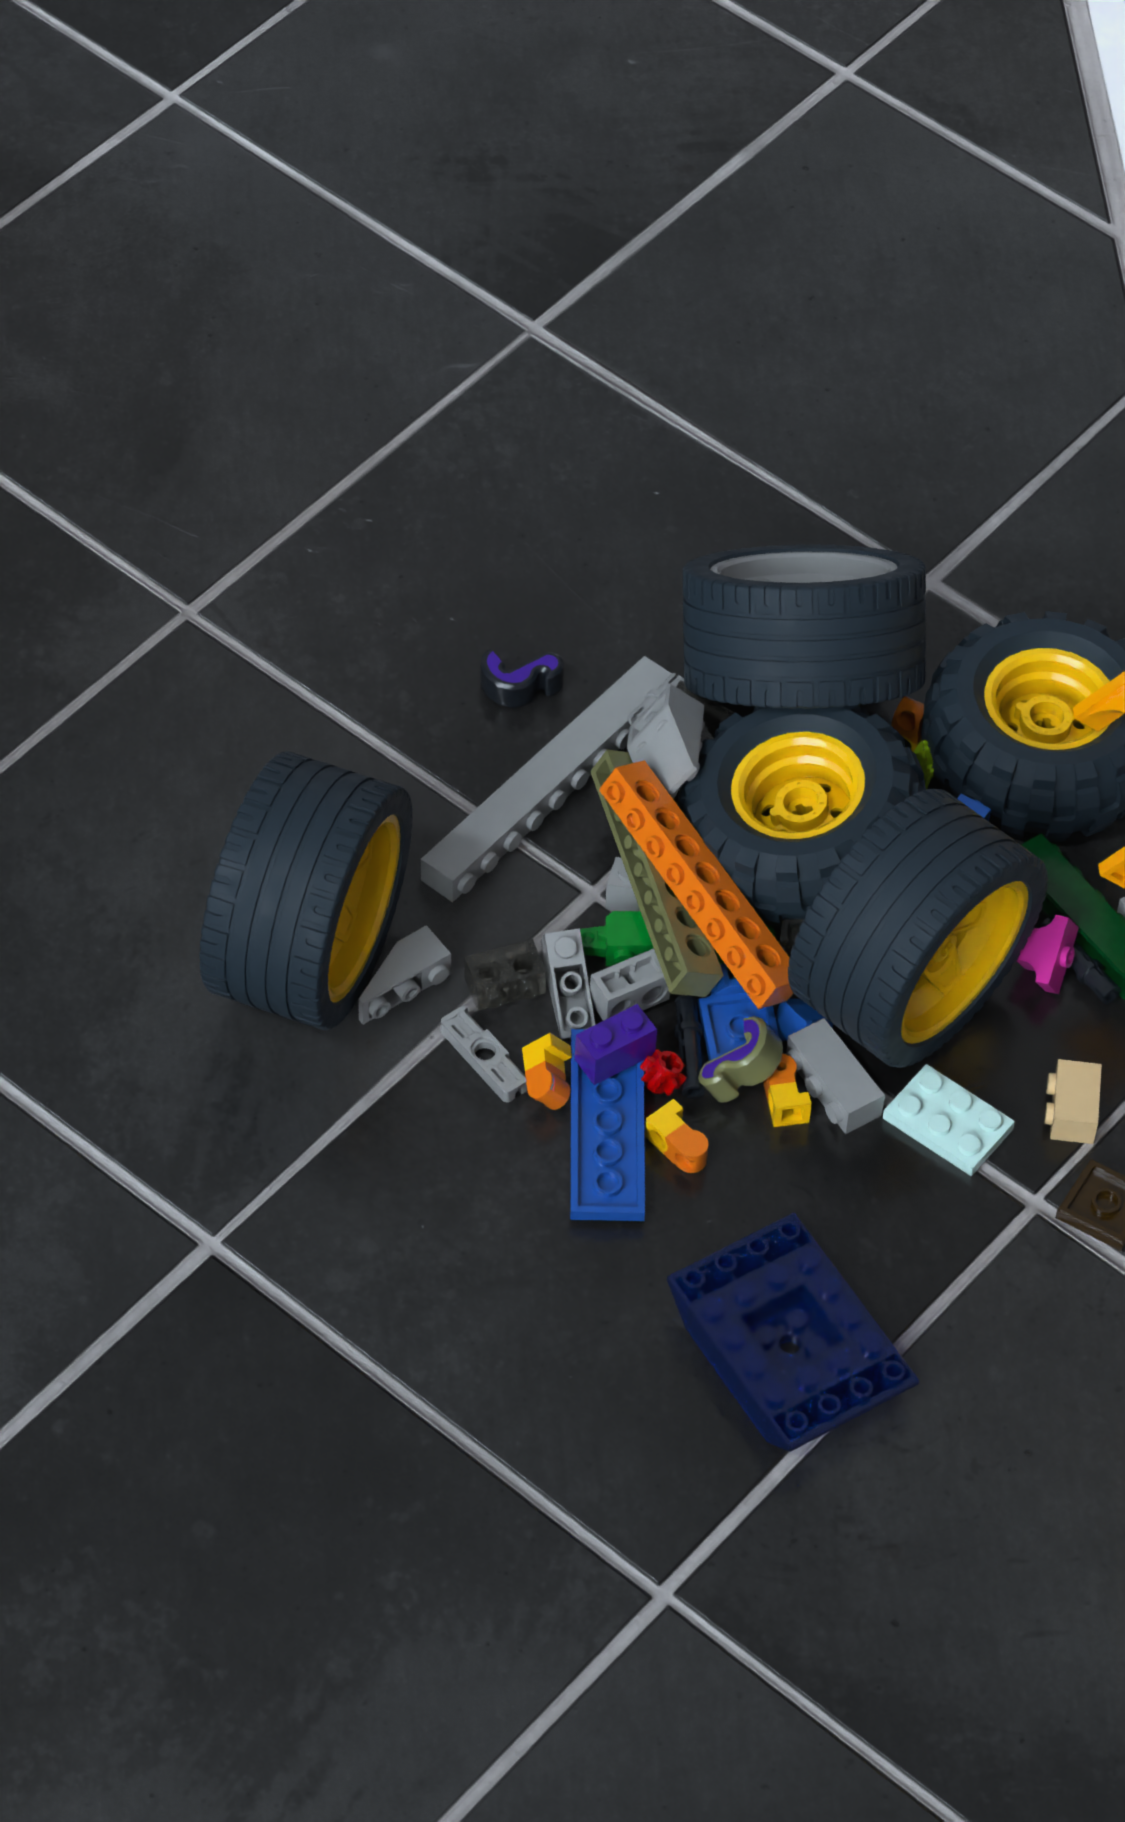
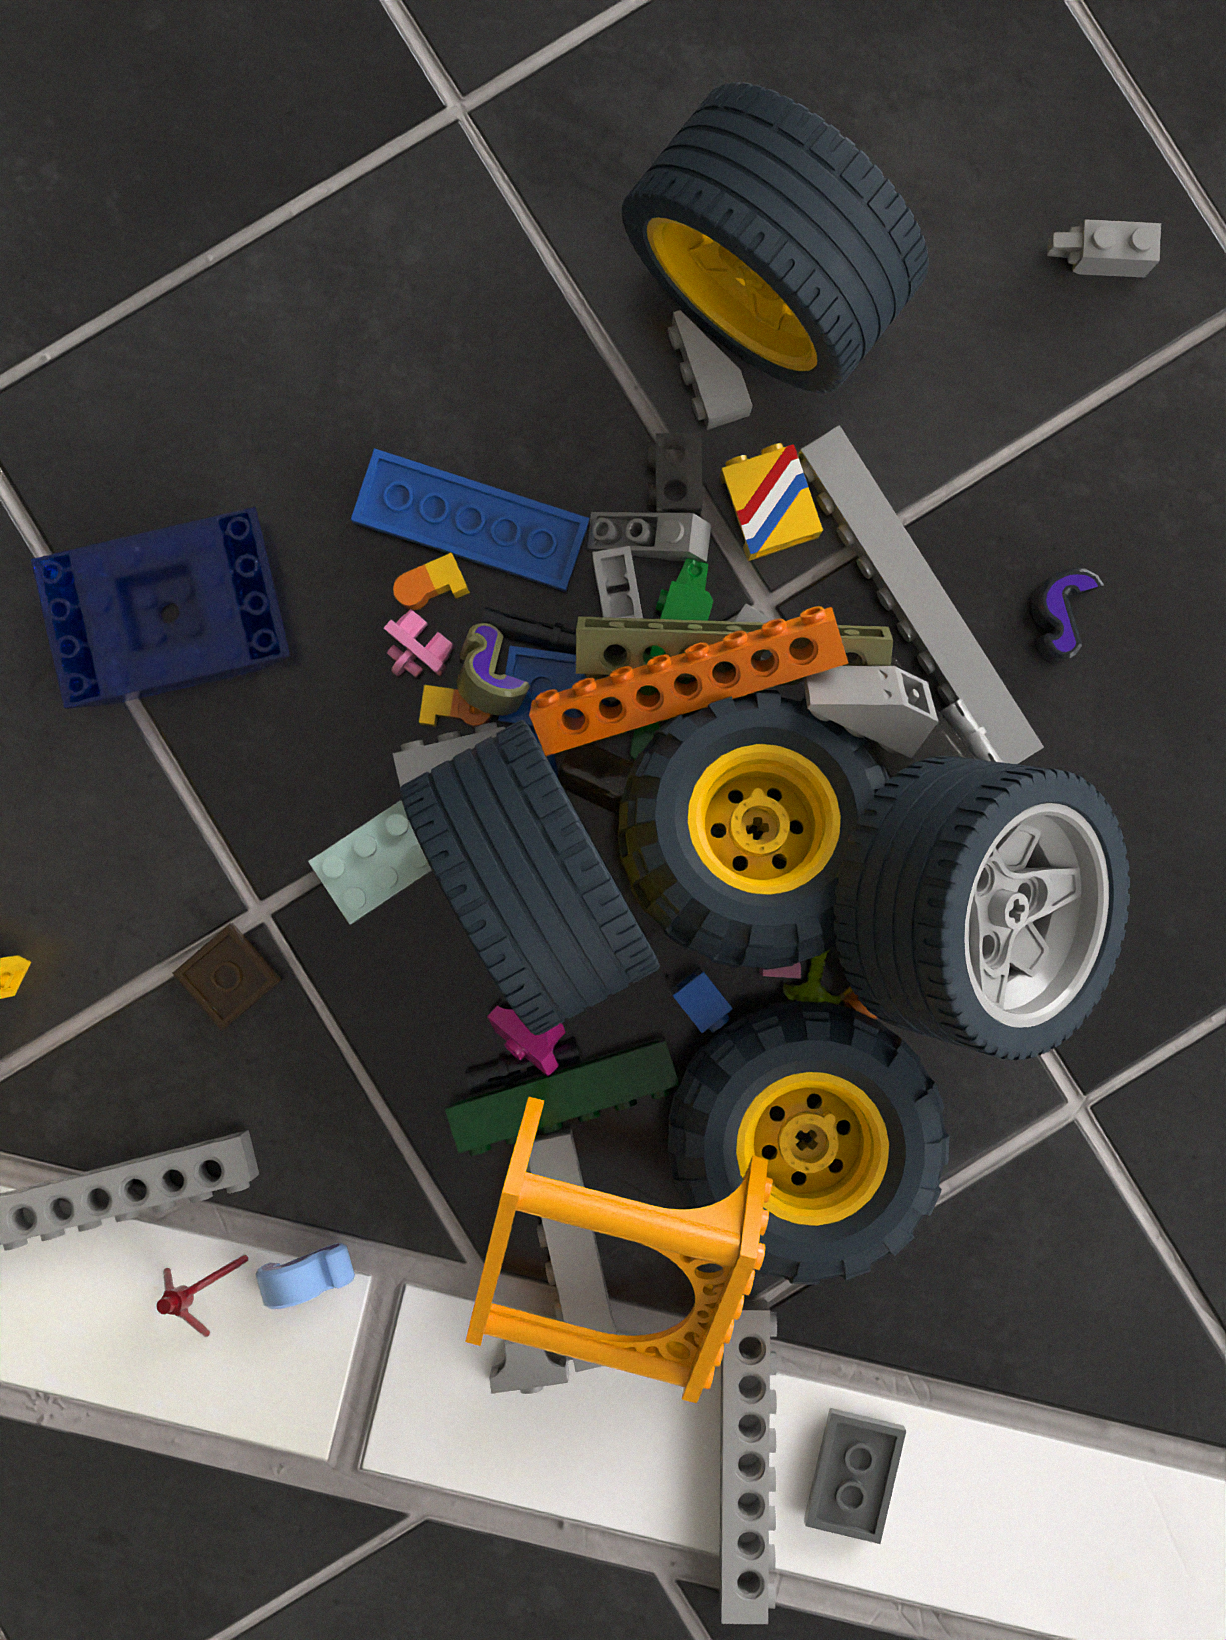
camera: 110 degrees right, 35 degrees up
(189, 713) = (1109, 247): none -> light grey hinge
(468, 1038) = (616, 417): light grey piece -> none
(502, 897) = (771, 500): none -> panel
(546, 1070) = (542, 475): leg -> none
(615, 1044) = (541, 545): dark purple brick -> none
(663, 1072) = (515, 598): red gear -> none
(744, 1119) = (406, 632): none -> bright pink hips
(1075, 1101) = (351, 992): tan brick -> none

